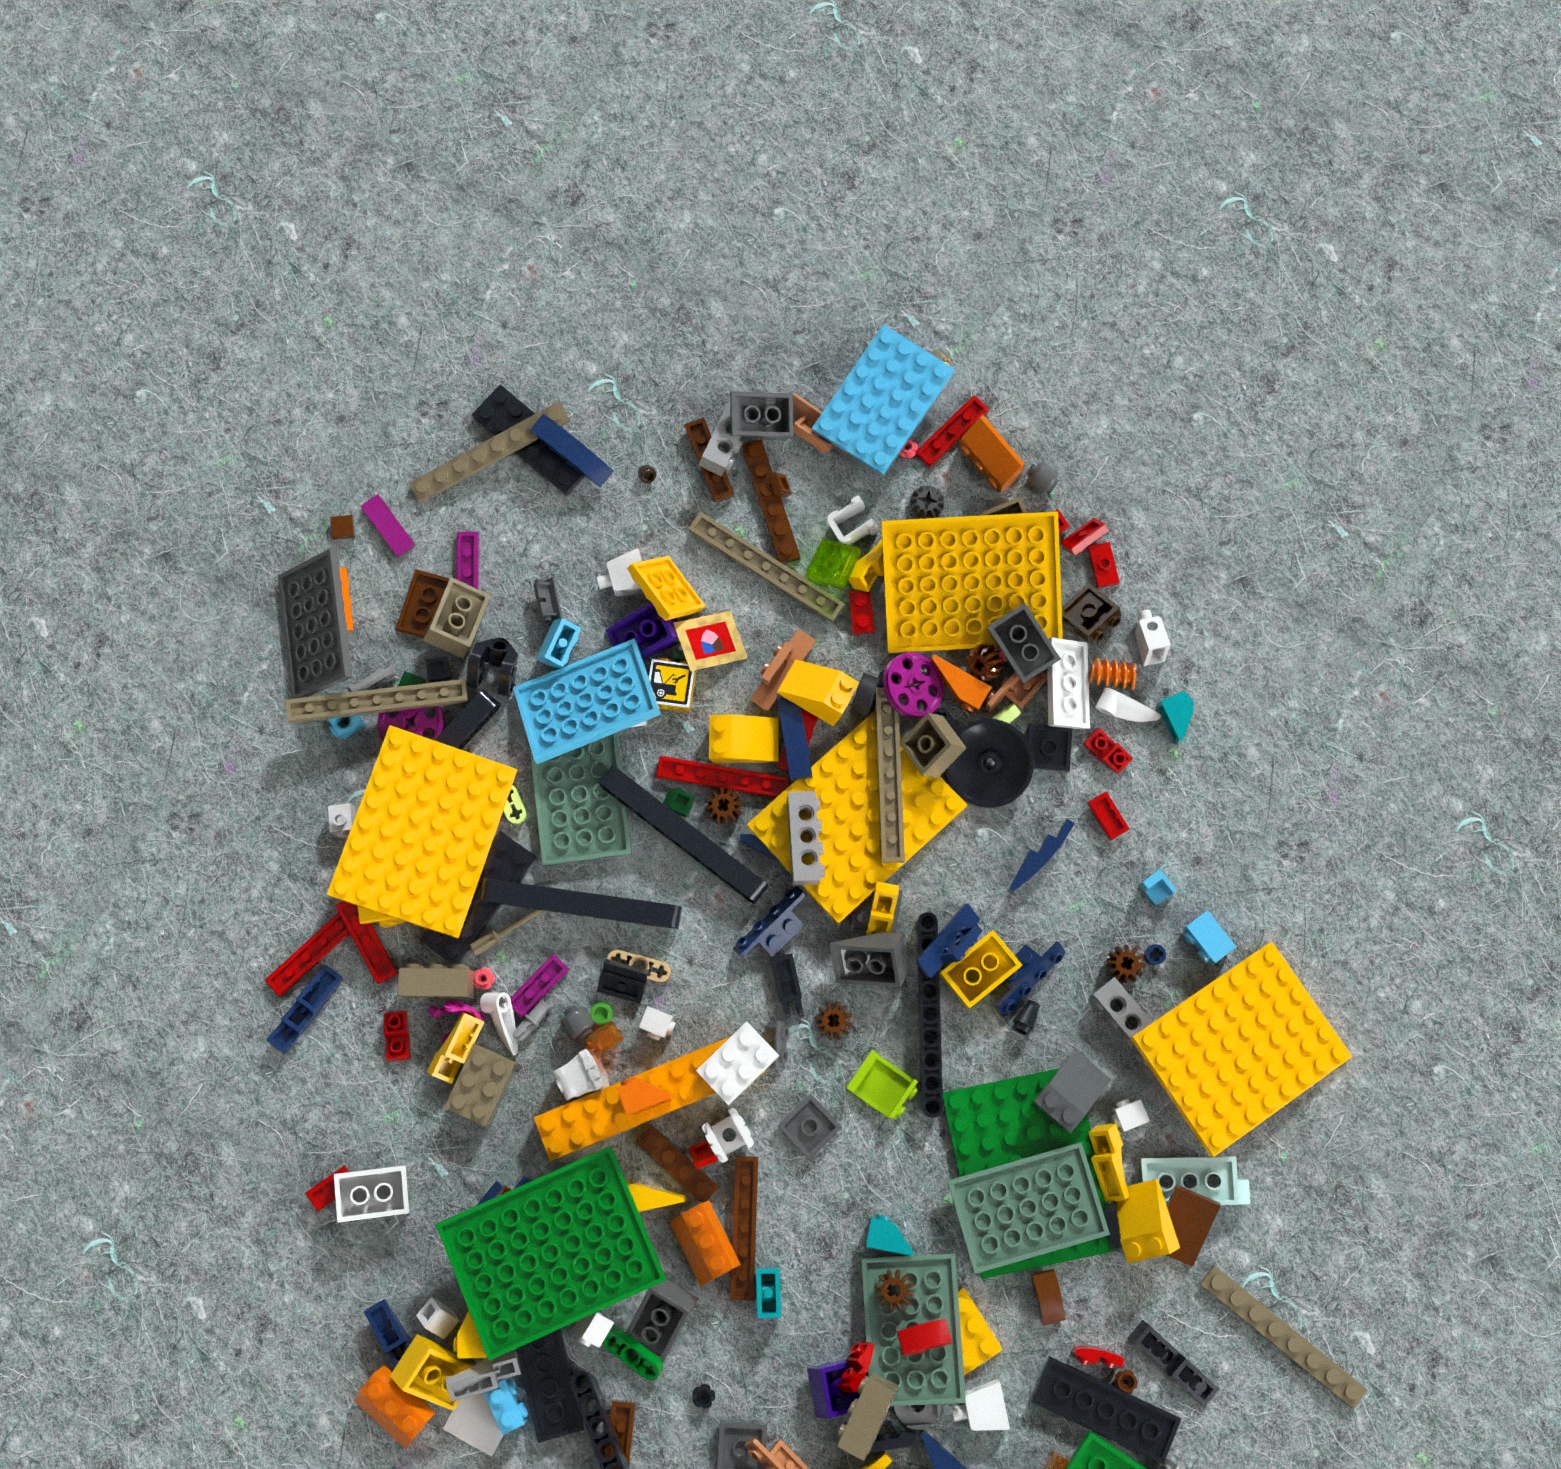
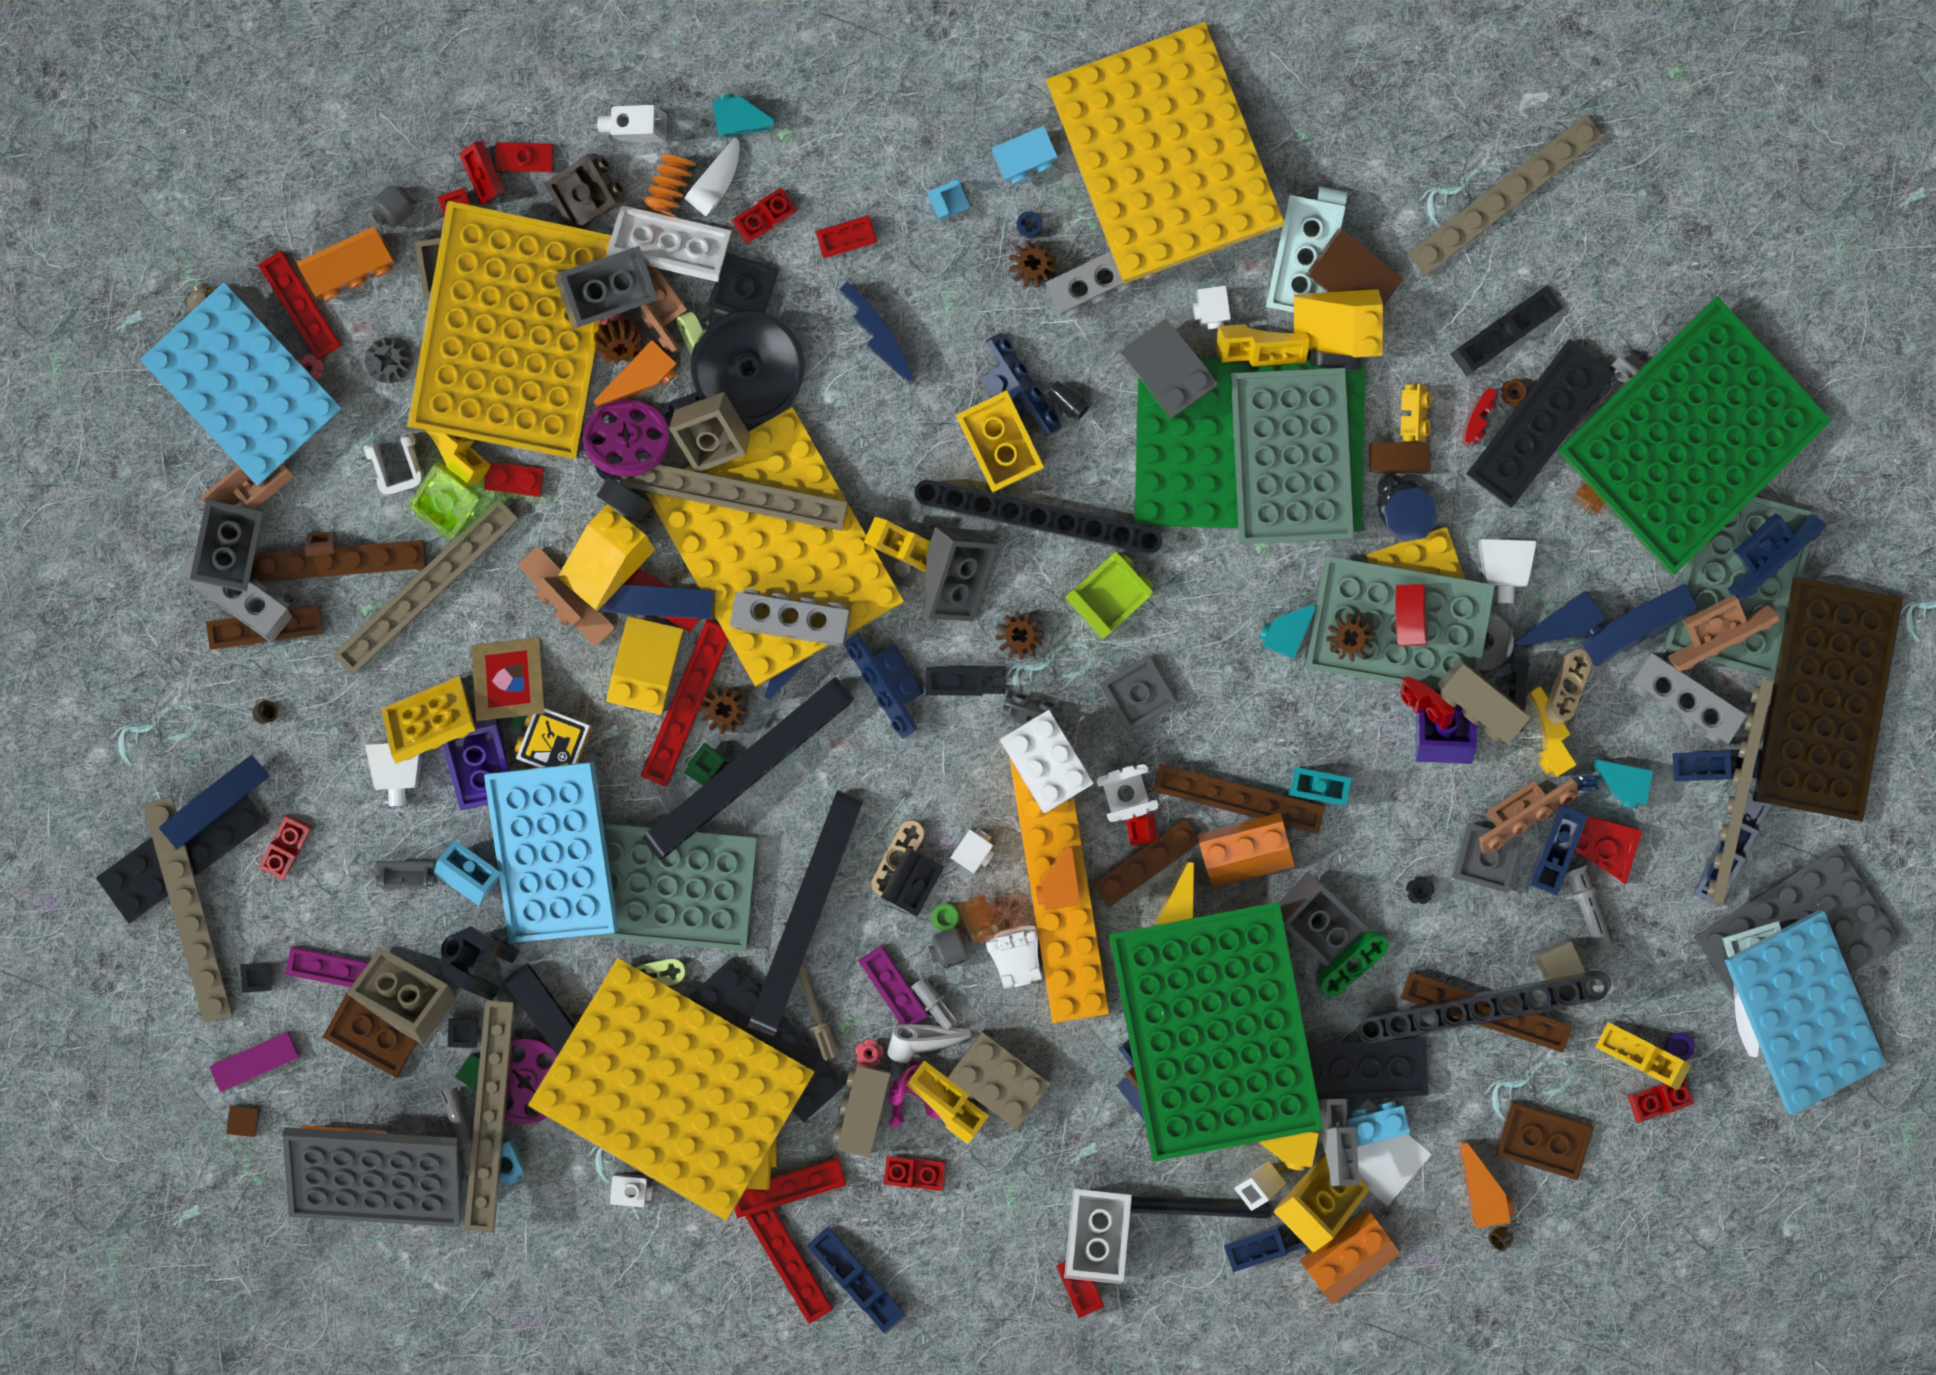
camera: 80 degrees left, 10 degrees up
(411, 1268) = (1197, 1207): none -> black axle
(450, 512) = (256, 977): none -> black plate
(551, 512) = (285, 847): none -> red slope
(593, 1329) = (1315, 1003): white brick -> none
(951, 942) = (958, 468): dark blue bracket -> none
(1009, 1312) = (1406, 508): none -> dark blue piece
(1079, 1306) = (1417, 402): none -> yellow hinge

